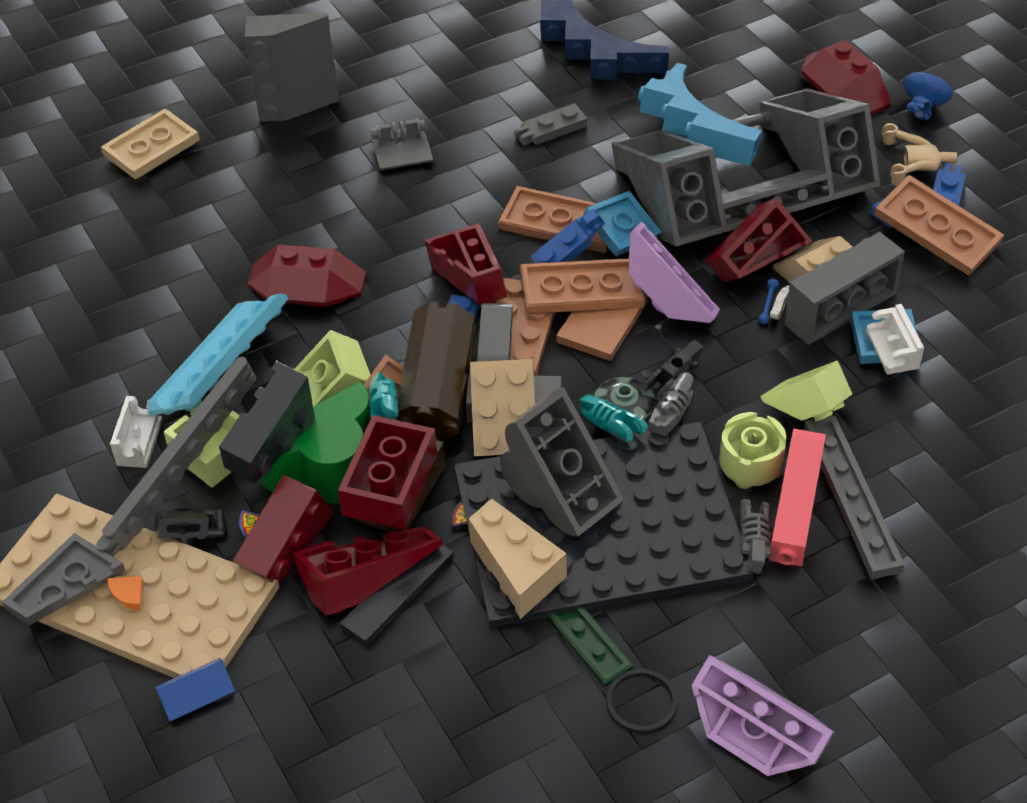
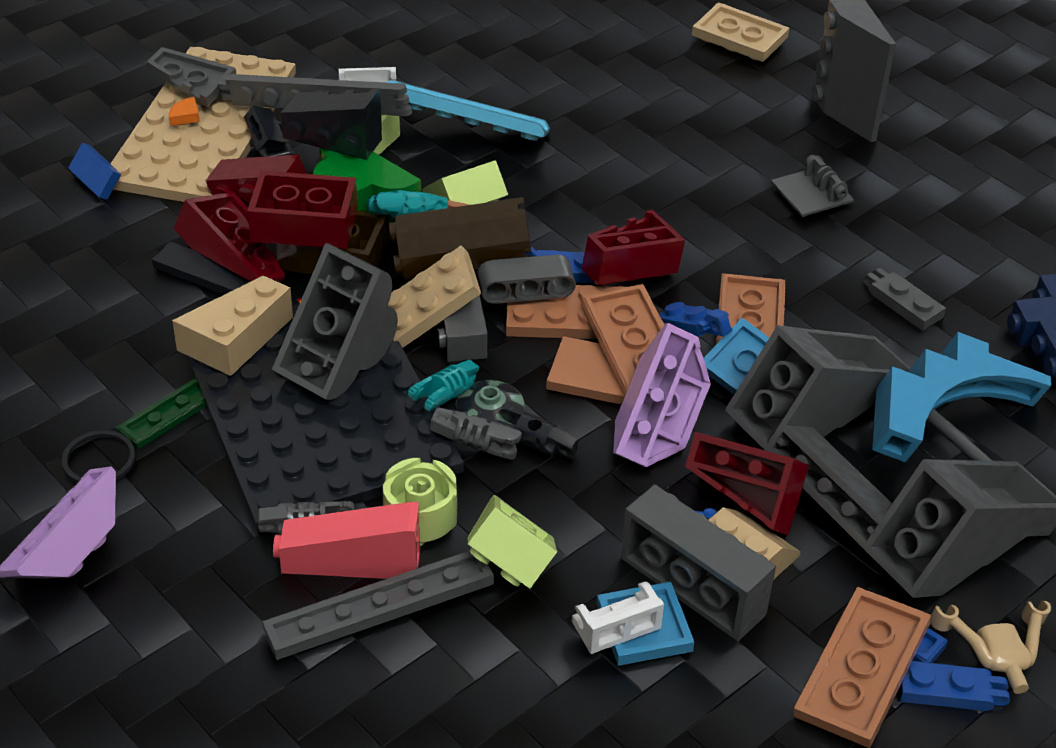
camera: 75 degrees right, 5 degrees down
(307, 276) = (588, 157): dark red wedge -> none

